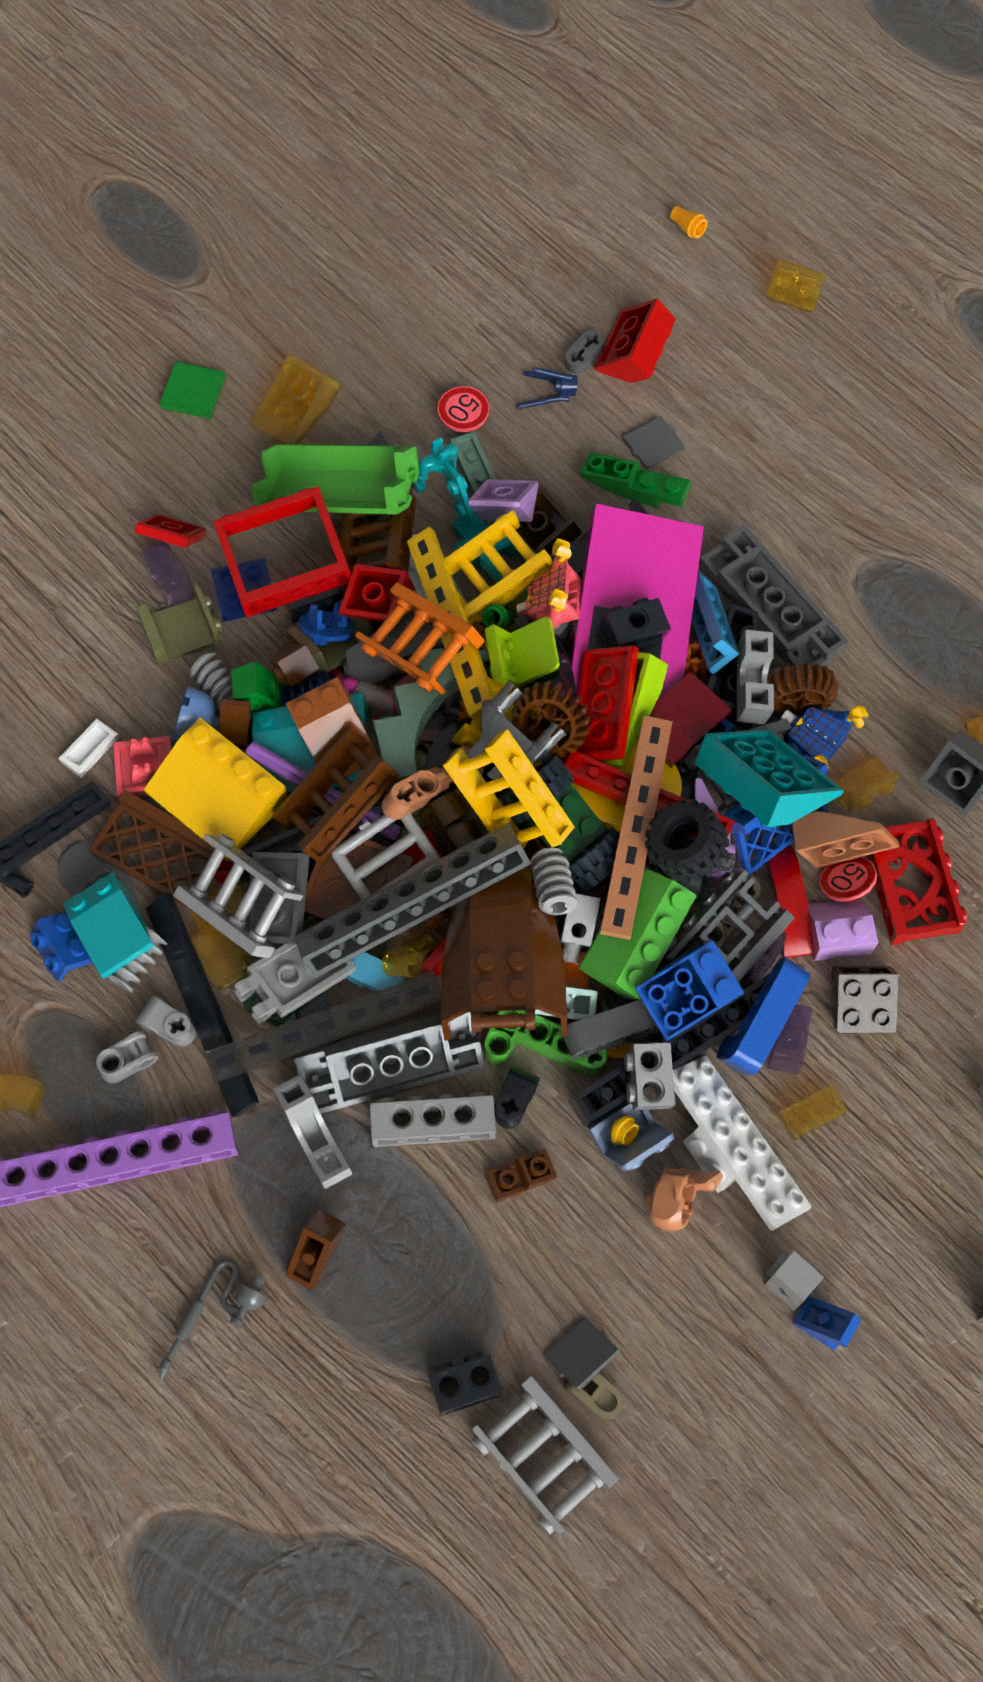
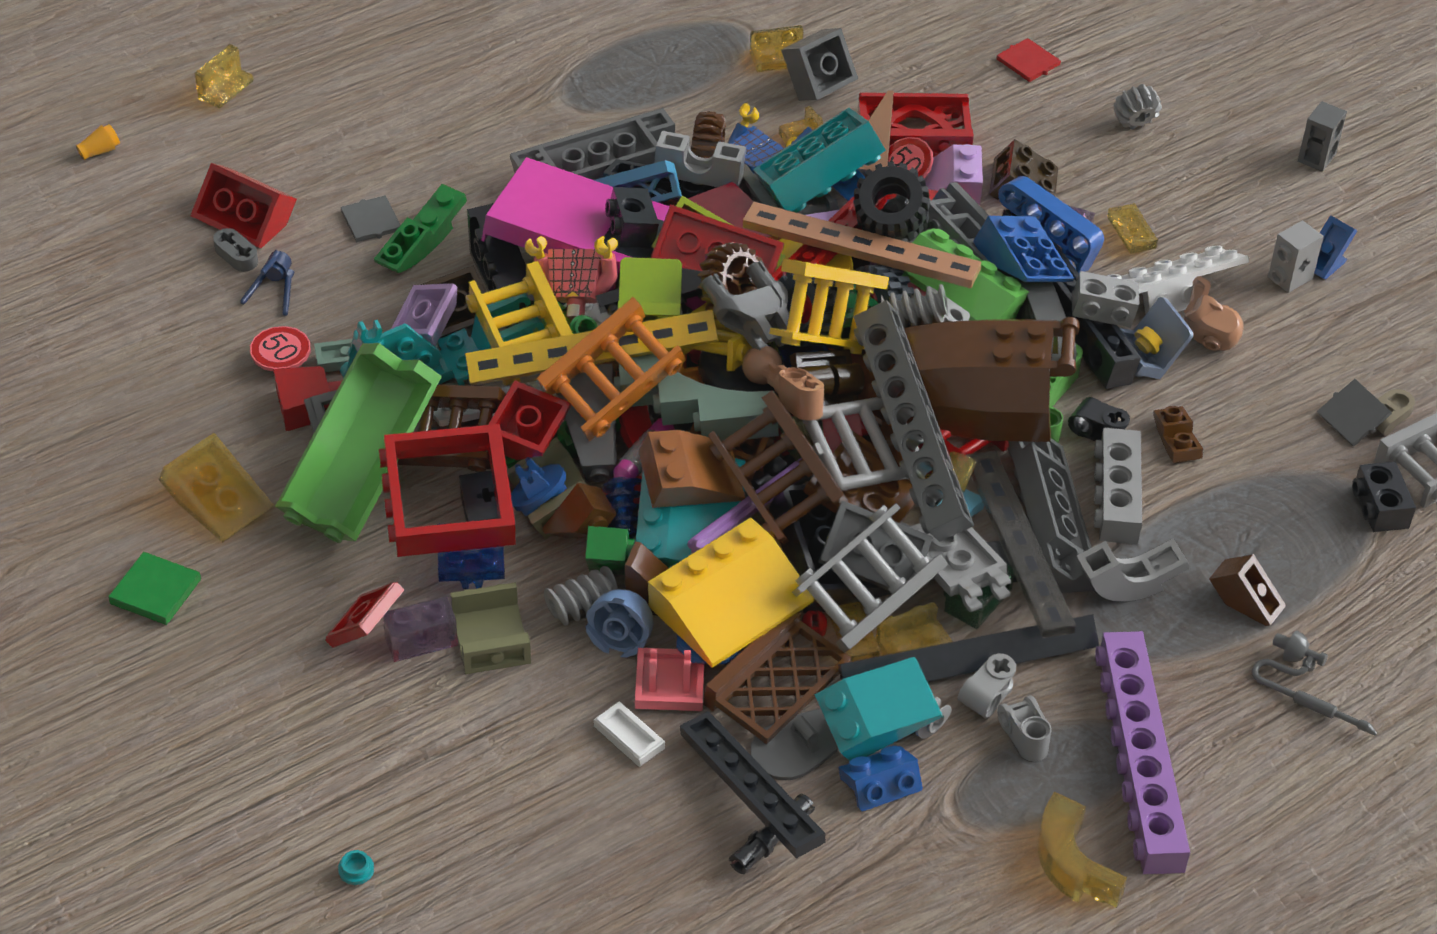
camera: 80 degrees left, 20 degrees down
(412, 429) = (298, 384): none -> red torso

